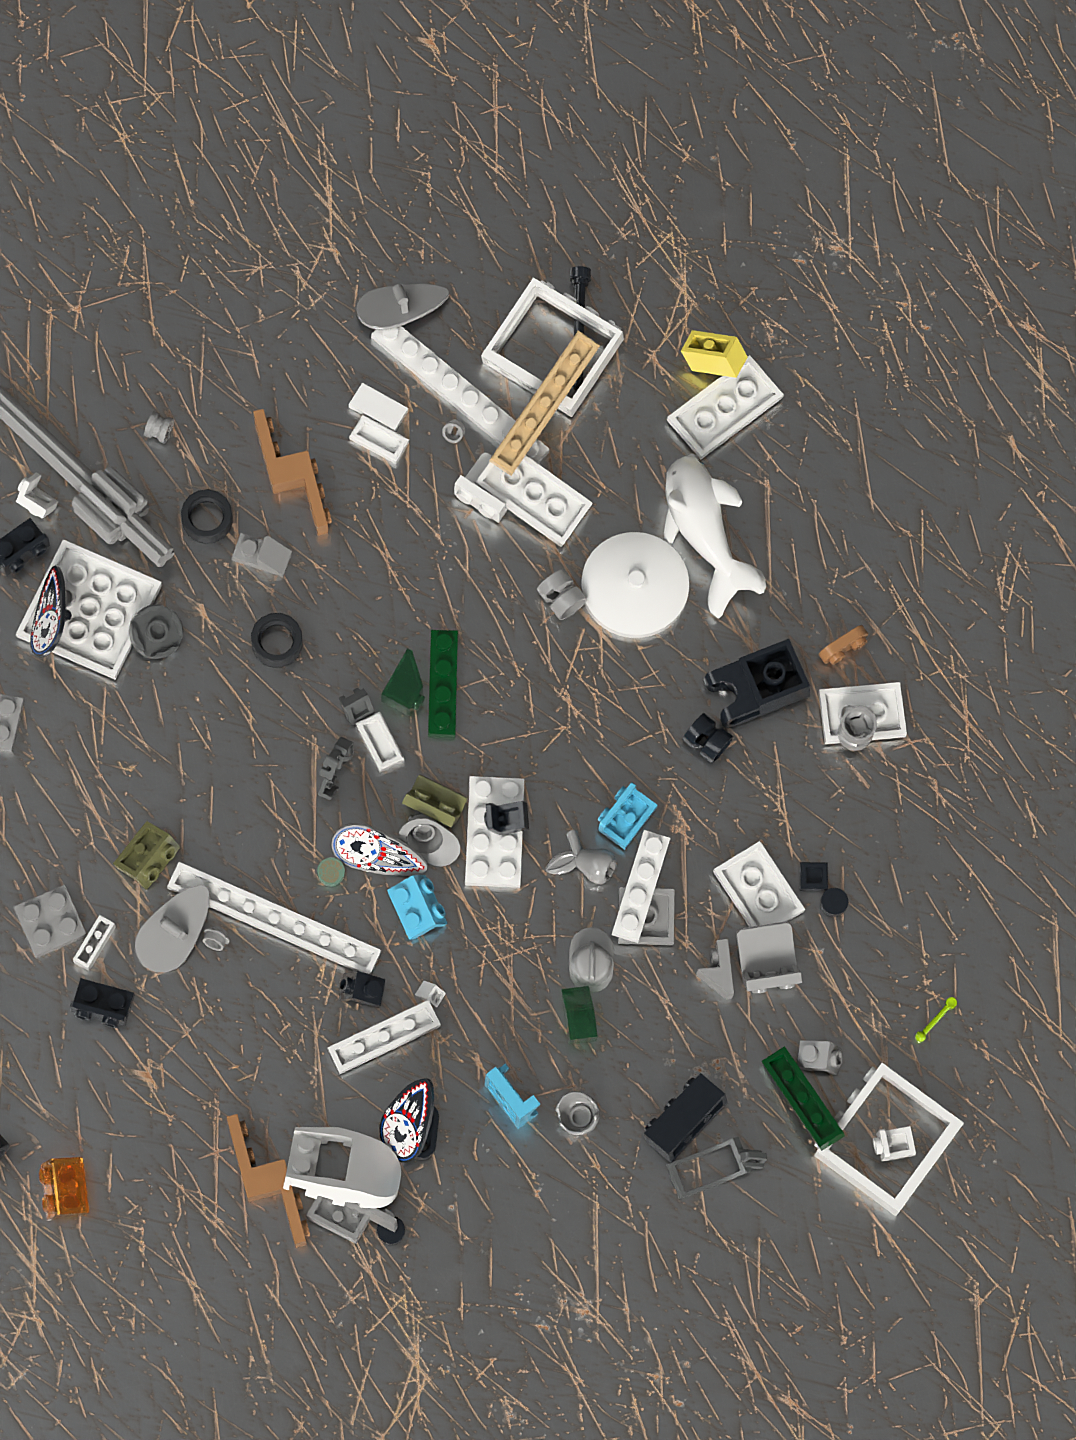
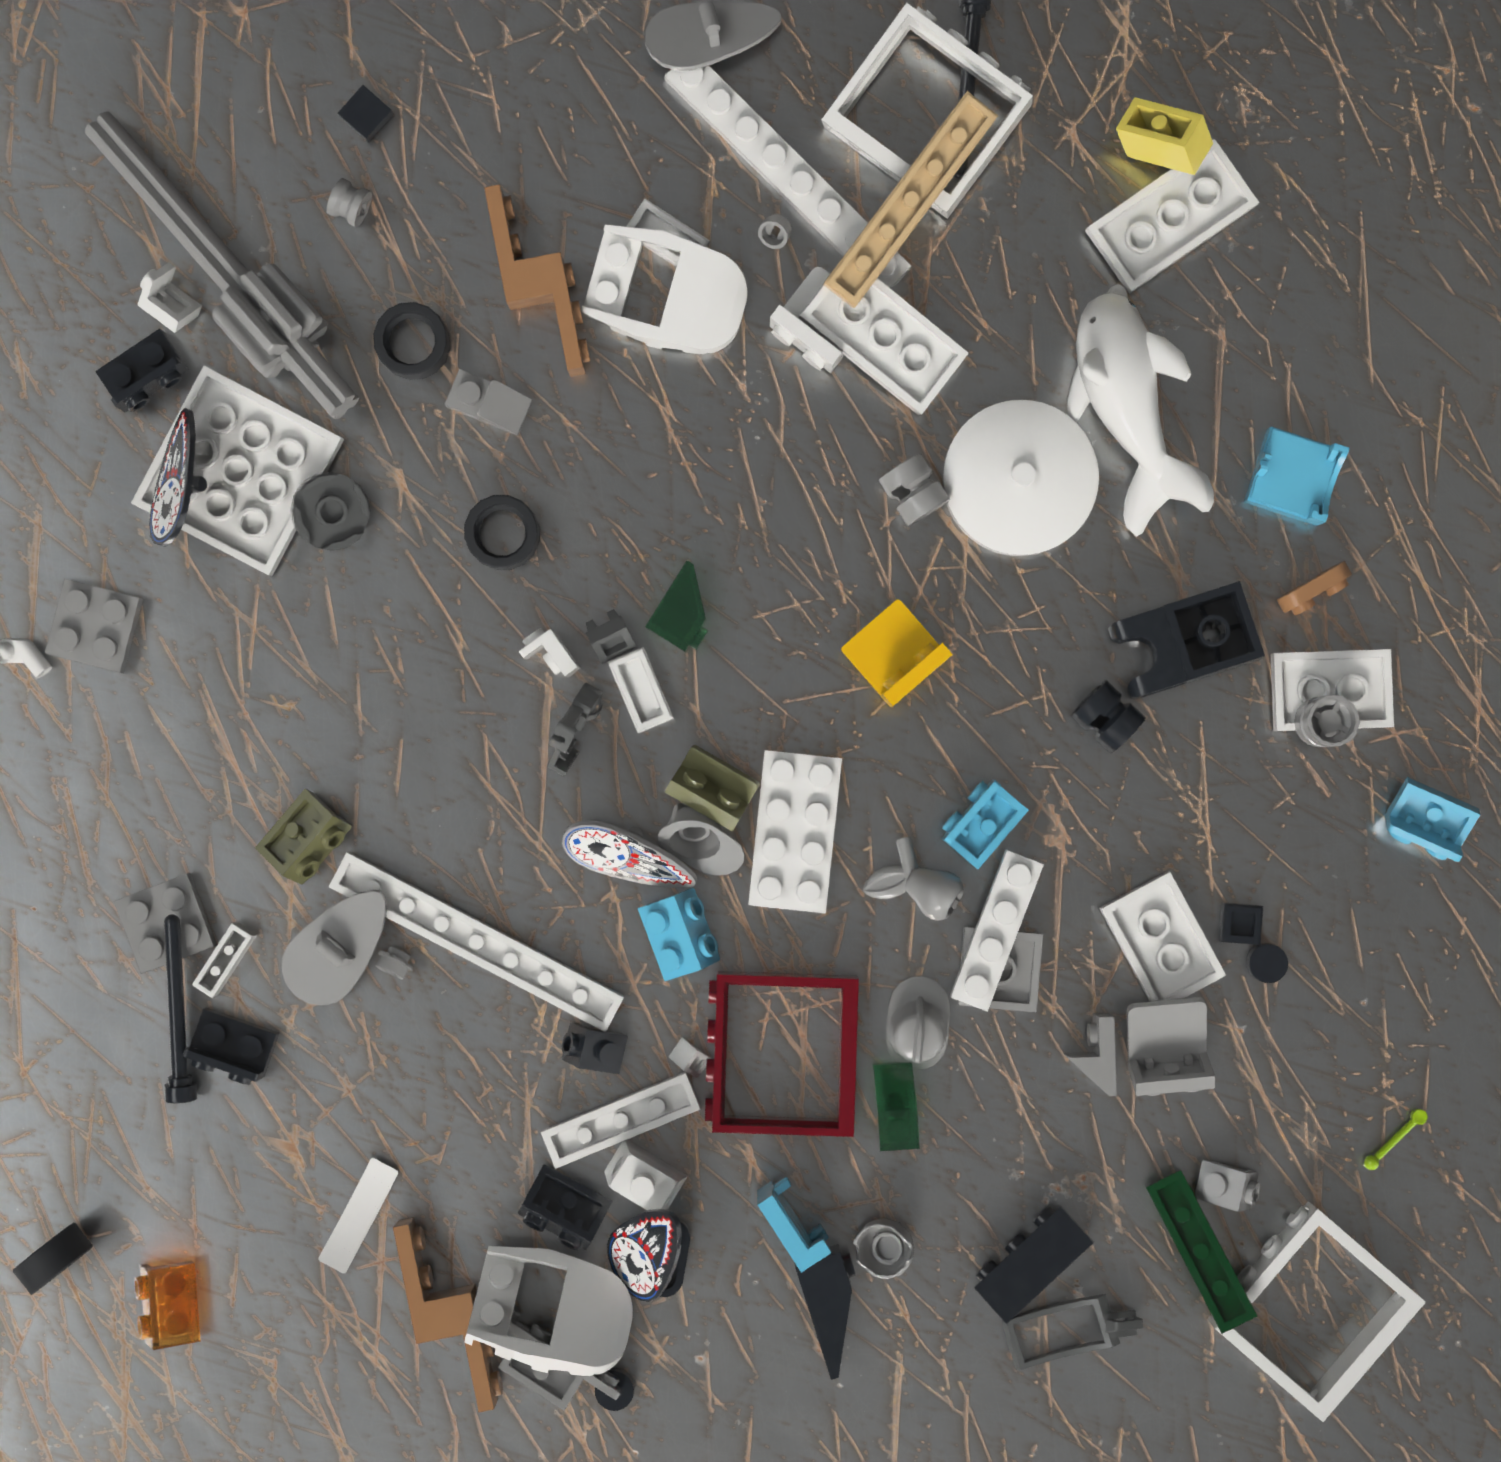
camera: 15 degrees right, 15 degrees up
(66, 1032) = (180, 1084): none -> black piece
(166, 369) = (365, 113): none -> black tile
(199, 1118) = (358, 1215): none -> white sticker
(320, 719) = (557, 655): none -> white bracket
(331, 872) = (560, 876): sand green tile -> none
(346, 1102) = (564, 1208): none -> black bracket
(378, 407) = (668, 188): white tile -> none
(401, 1070) = (643, 1177): none -> white torso
(406, 482) = (703, 299): none -> white slope
(443, 683) = (735, 609): dark green plate -> none
(495, 932) = (716, 1067): none -> dark red window
(507, 817) = (812, 822): black bracket -> none
(539, 1148) = (828, 1298): none -> black slope
(557, 705) = (895, 653): none -> yellow bracket
(824, 572) = (1295, 476): none -> medium azure piece
(894, 1143) = (1326, 1331): white bracket -> none
(938, 795) = (1430, 819): none -> medium azure bracket

